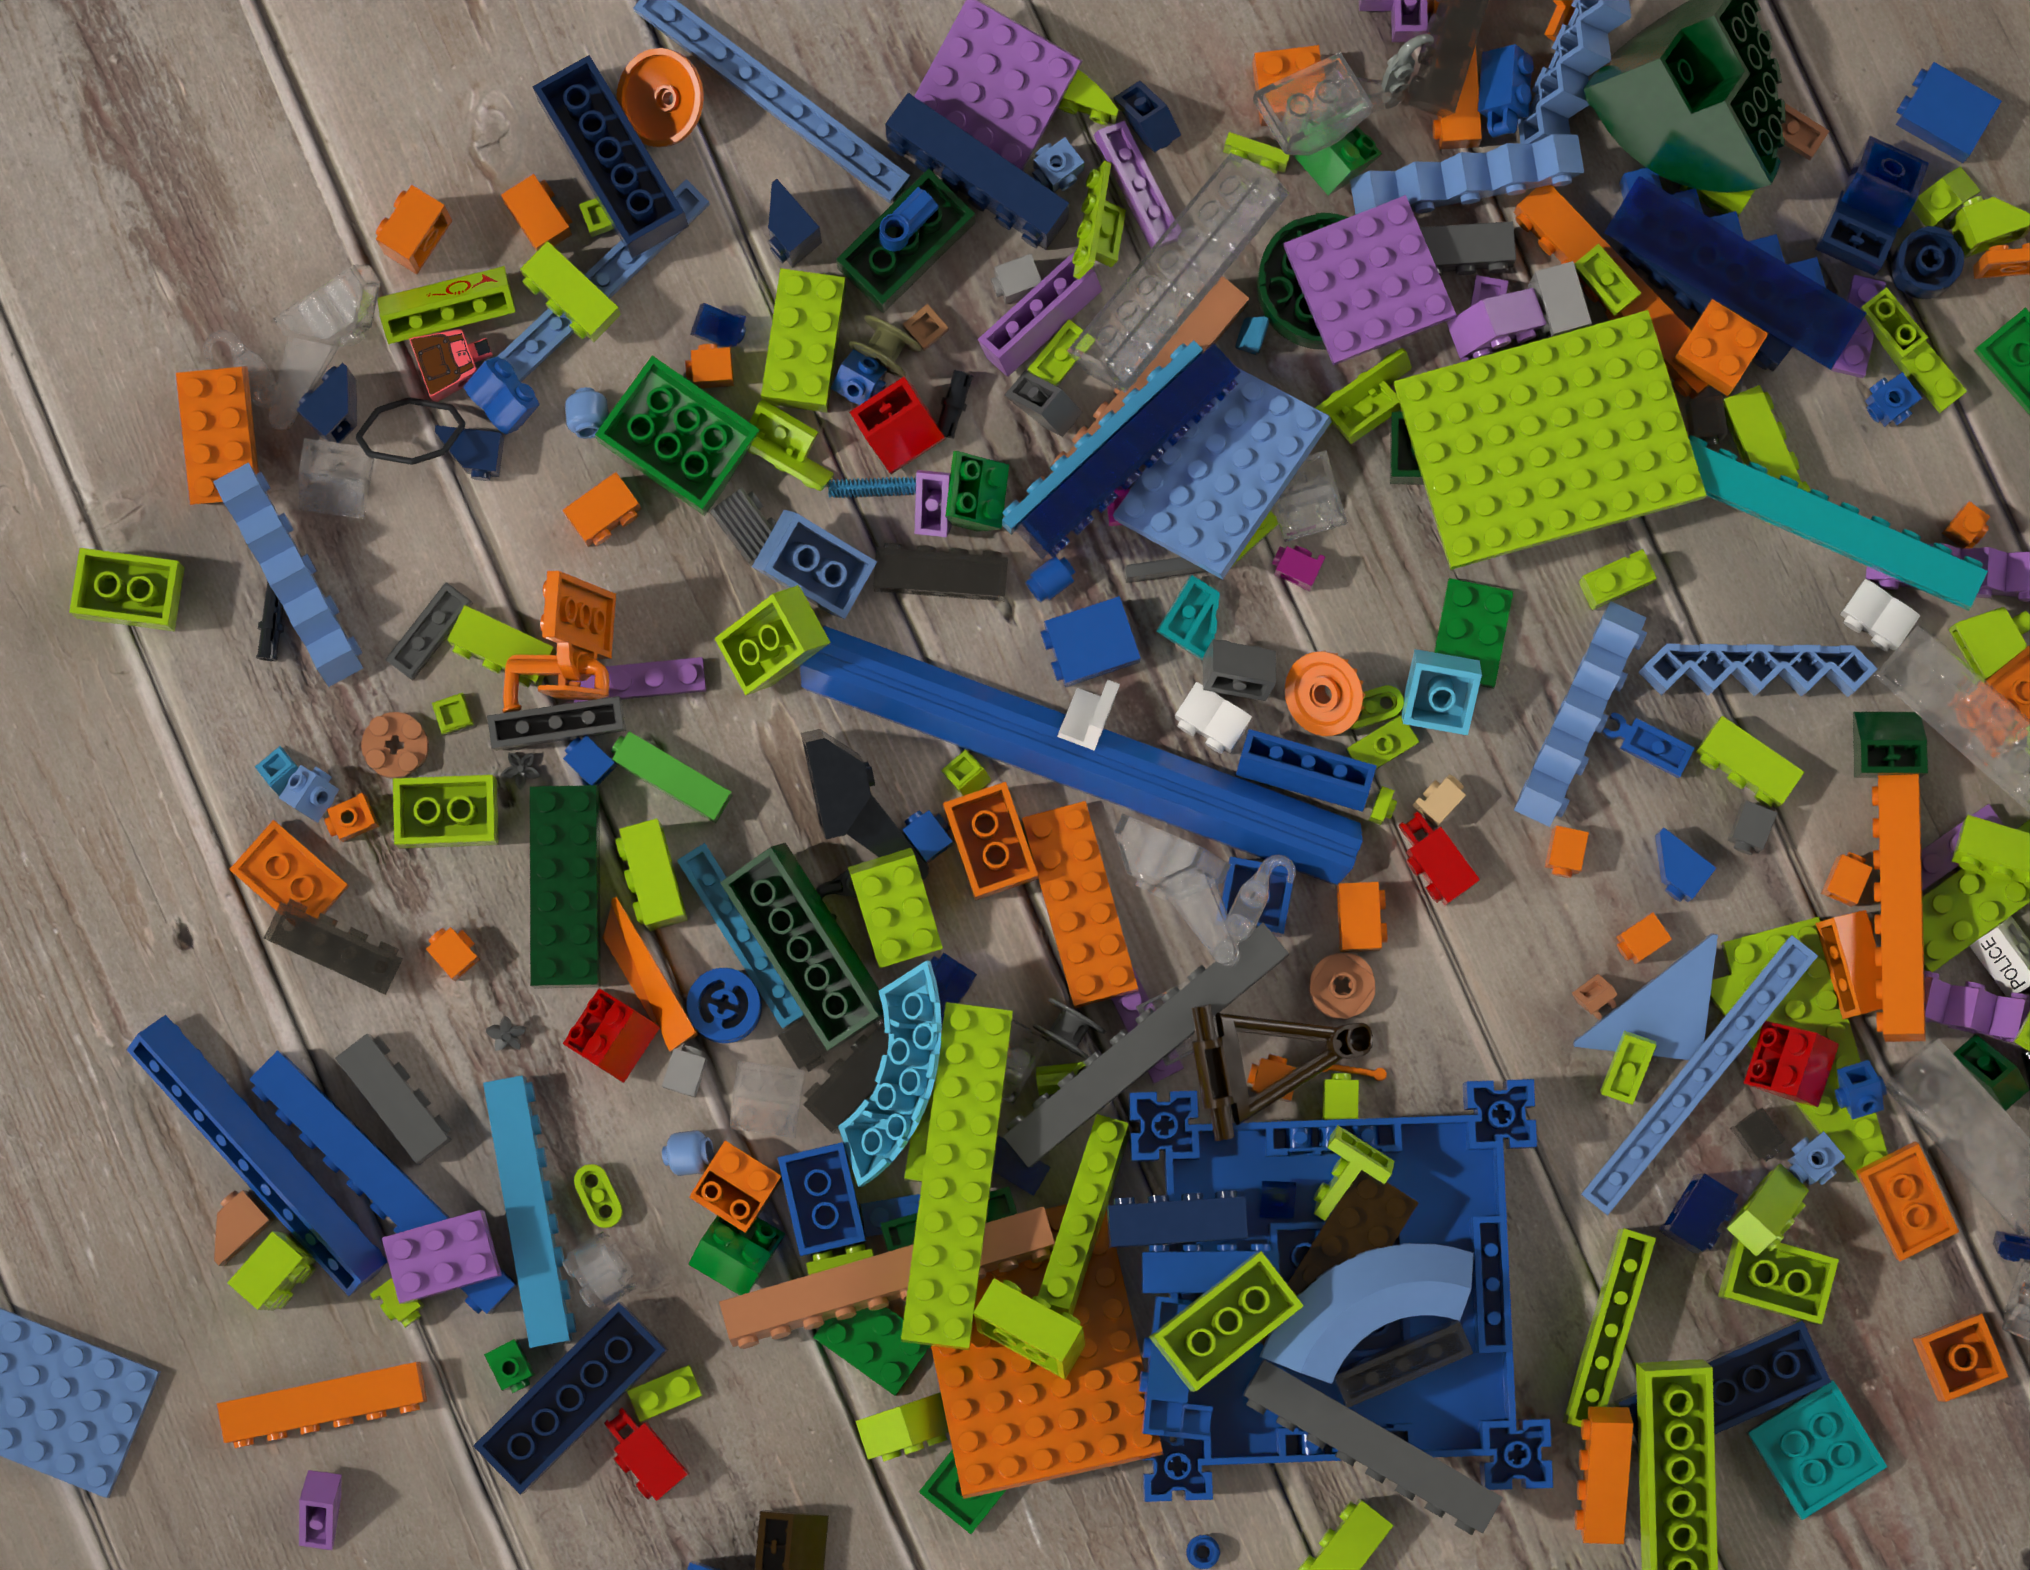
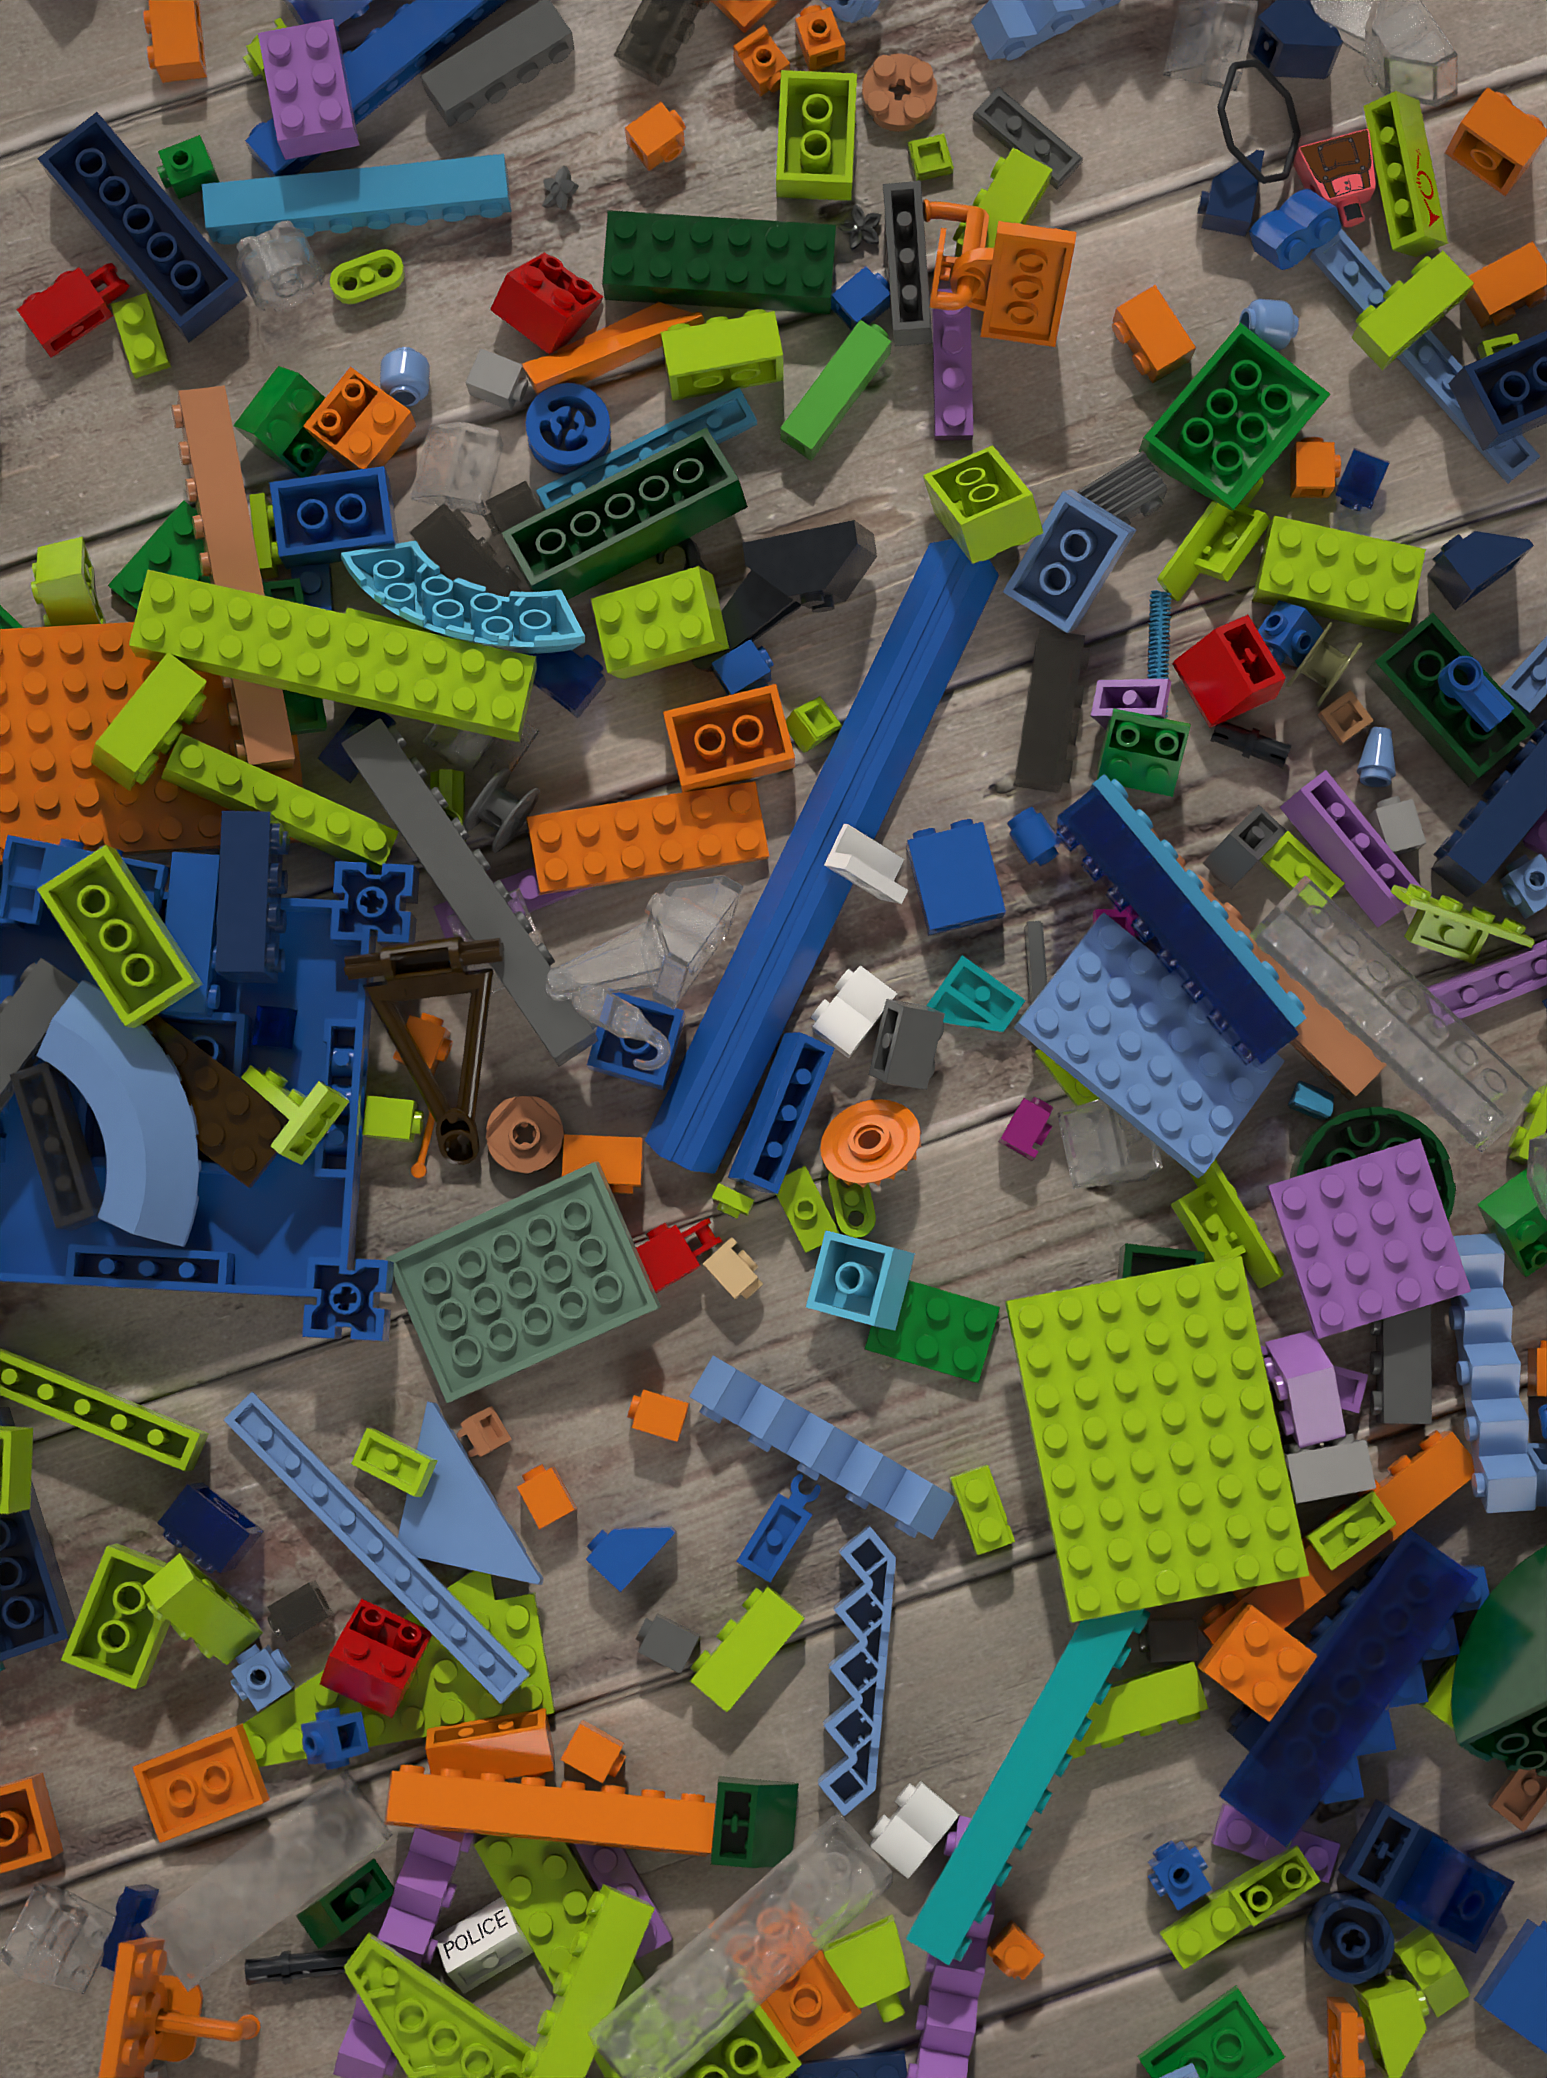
camera: 100 degrees right, 0 degrees up
(377, 878) = (748, 58): none -> orange brick
(958, 298) = (1377, 760): none -> medium blue cone
(1469, 972) = (523, 1282): none -> sand green plate

